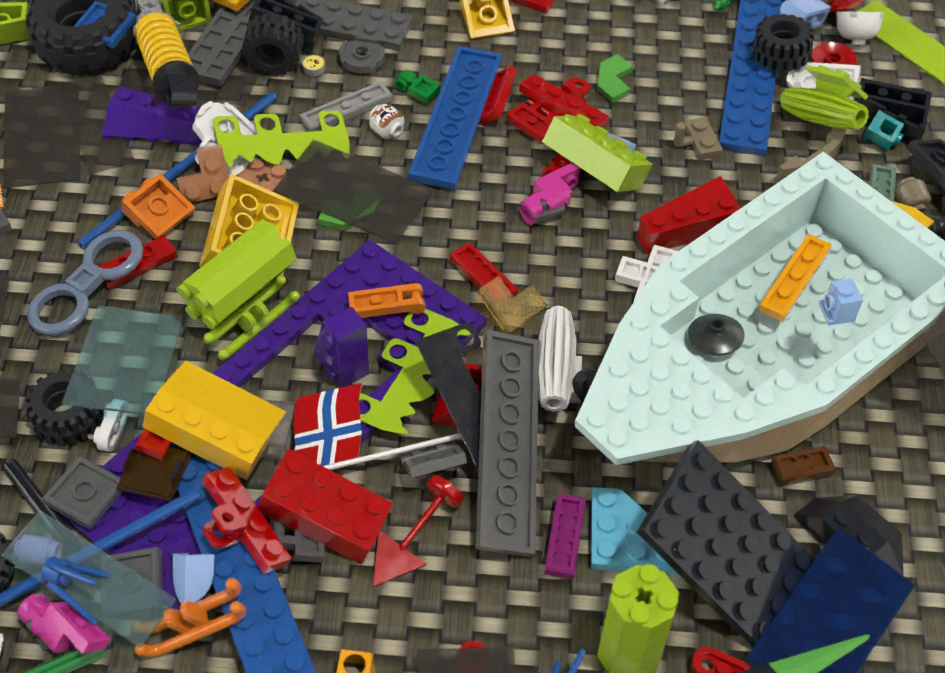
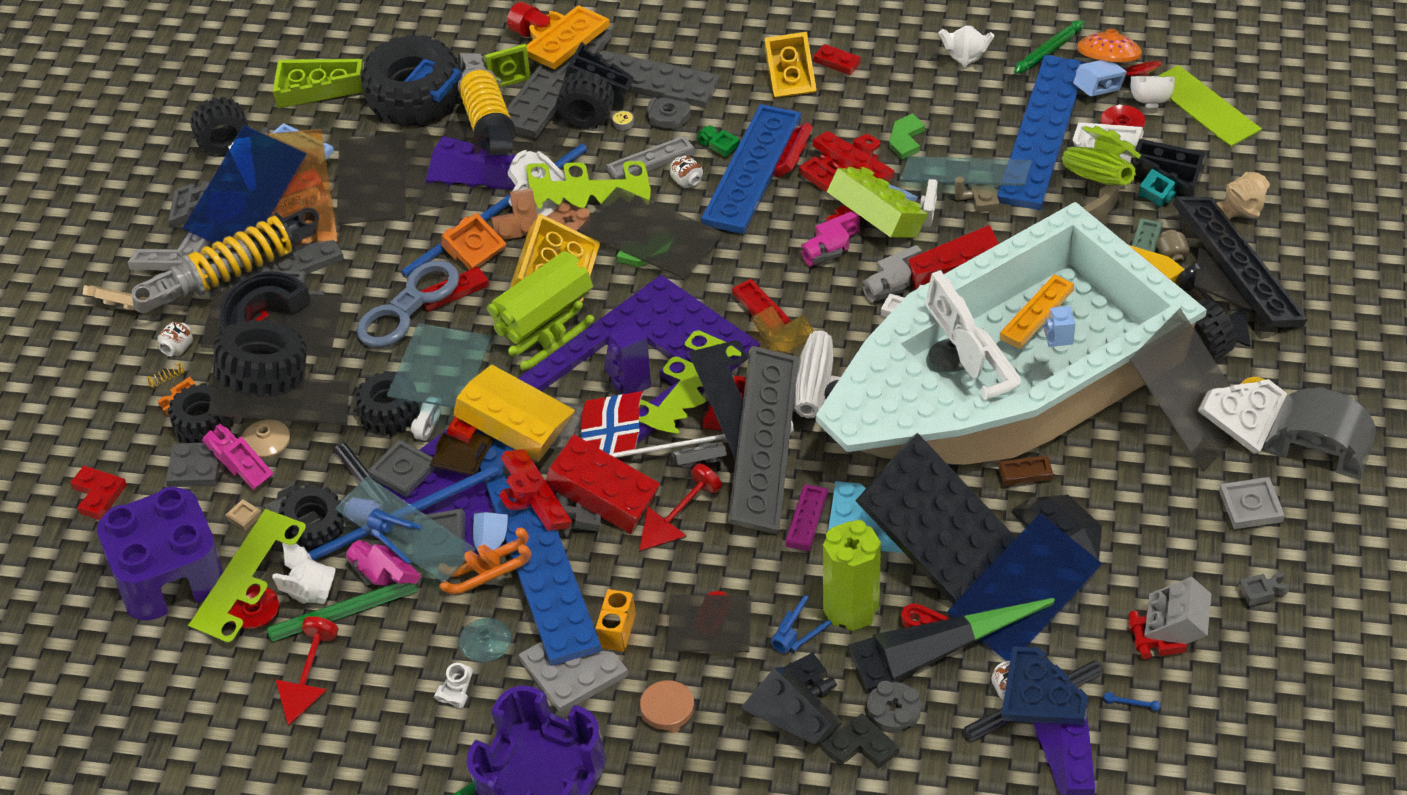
camera: 10 degrees right, 5 degrees down
(388, 300) = (672, 324): orange plate -> none
(621, 235) = (892, 275): none -> light grey plate
(650, 148) = (929, 201): none -> white plate
(695, 114) = (971, 169): none -> clear light blue window
(746, 327) = (971, 341): none -> white plate
(783, 42) = (1070, 104): black tyre -> none

